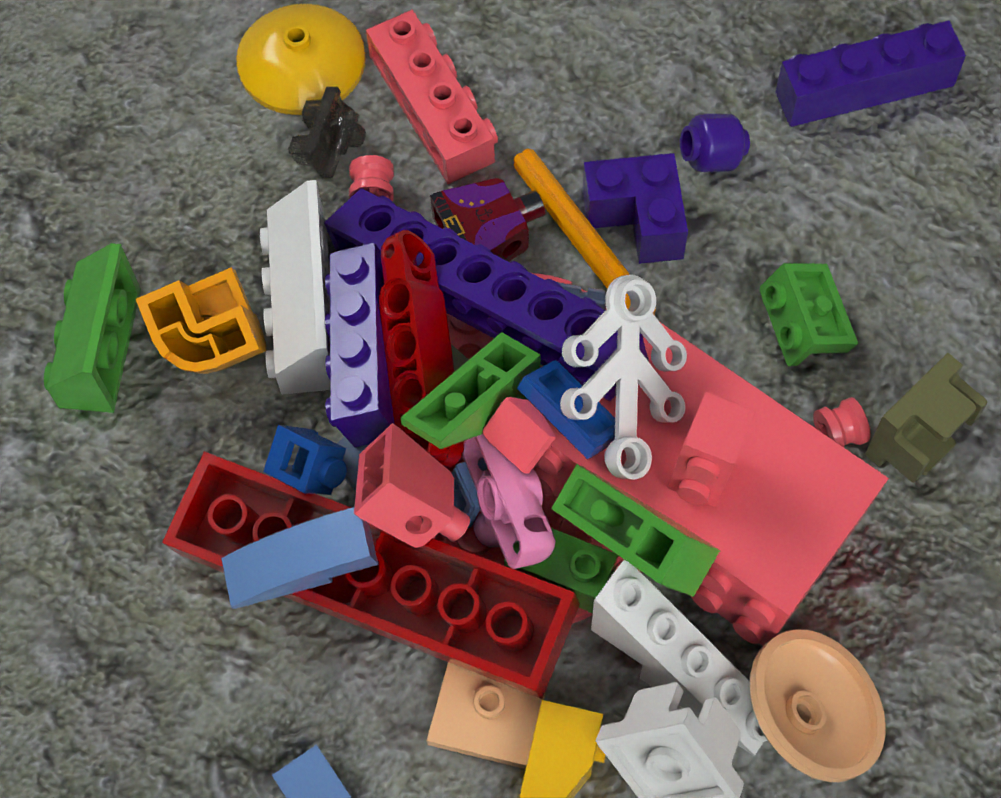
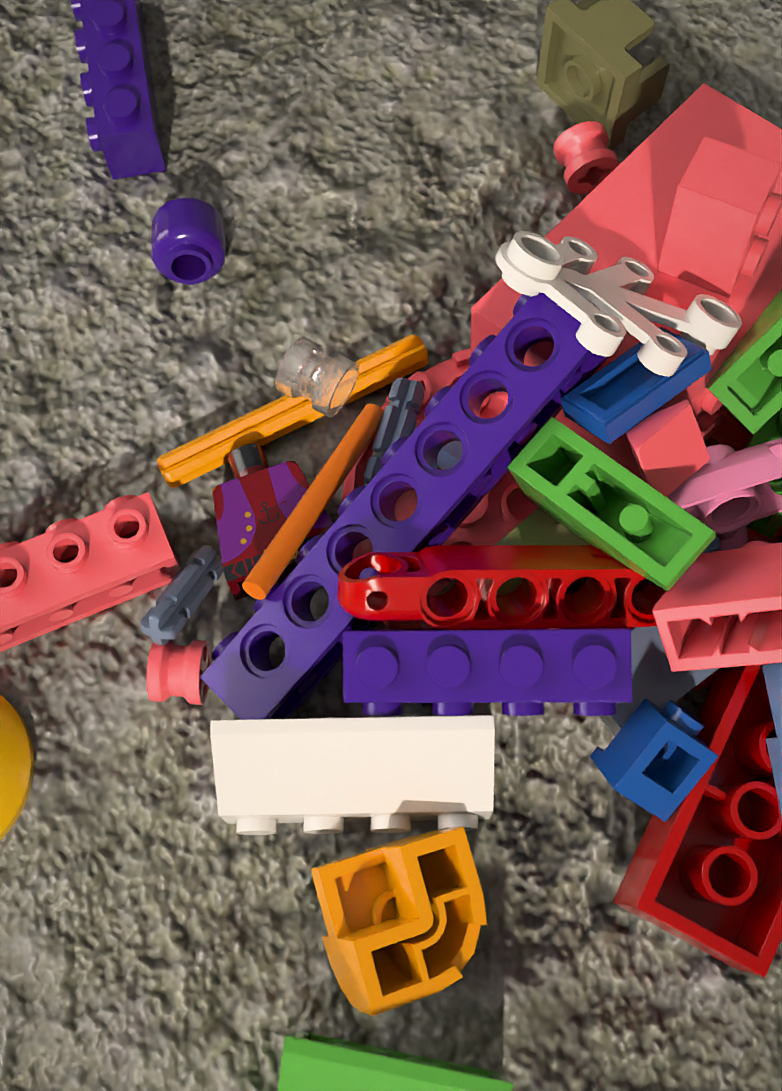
camera: 85 degrees left, 5 degrees up
(332, 131) = (59, 722): clear smoke hips -> none
(418, 170) = (182, 595): none -> sand blue axle
(494, 240) = (313, 503): none -> orange bar
(598, 230) = (316, 376): none -> clear wheel
(640, 194) = (258, 321): dark purple brick -> none
(806, 312) = (436, 178): bright green bracket -> none

